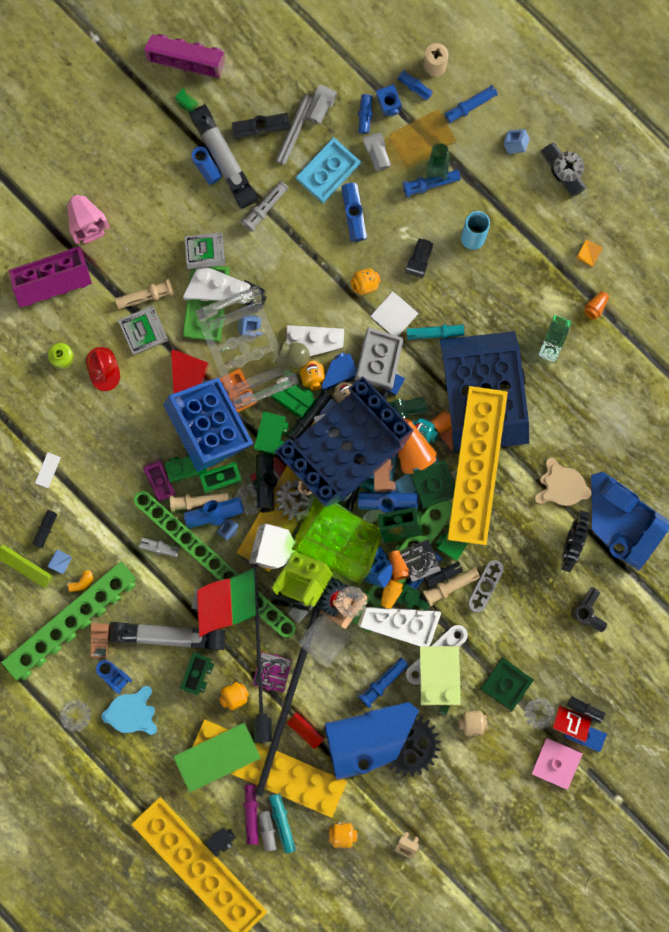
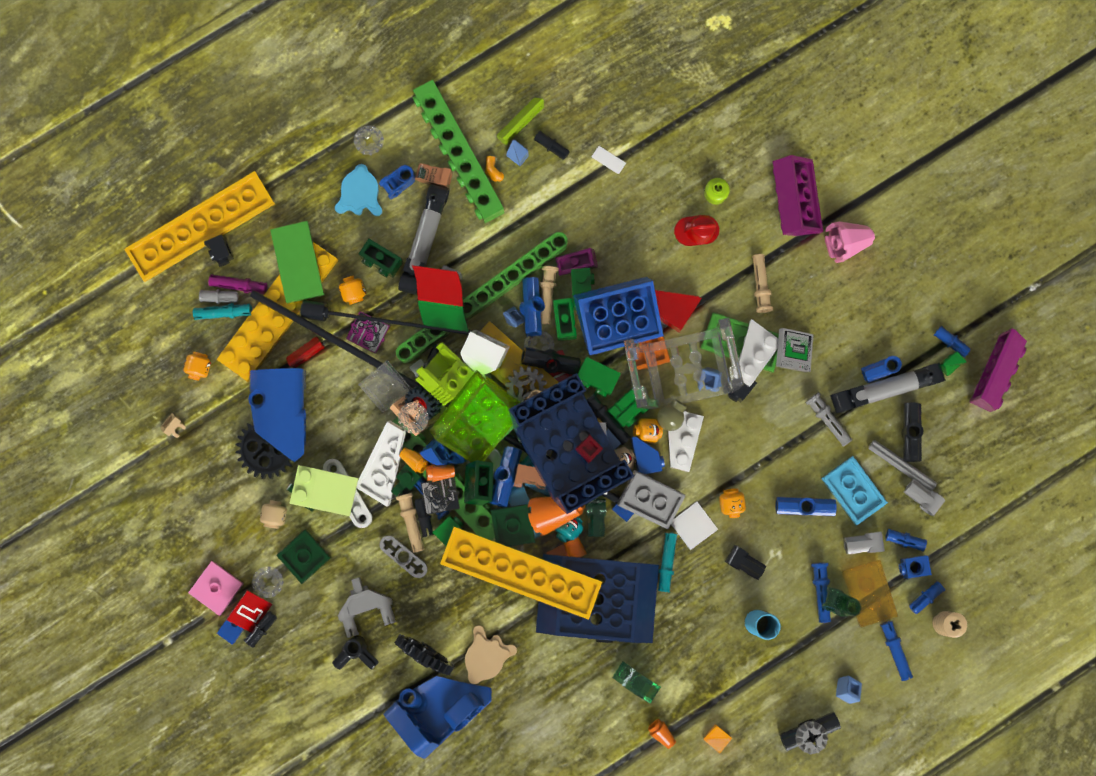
camera: 105 degrees right, 0 degrees up
(143, 330) = (726, 275): tile -> none
(159, 547) = (510, 248): light grey pin -> none
(164, 104) = (952, 341): none -> blue axle
(345, 424) = (589, 448): none -> dark red tile
(376, 688) = (328, 428): blue pin -> none
(537, 616) = (363, 600): none -> light grey connector

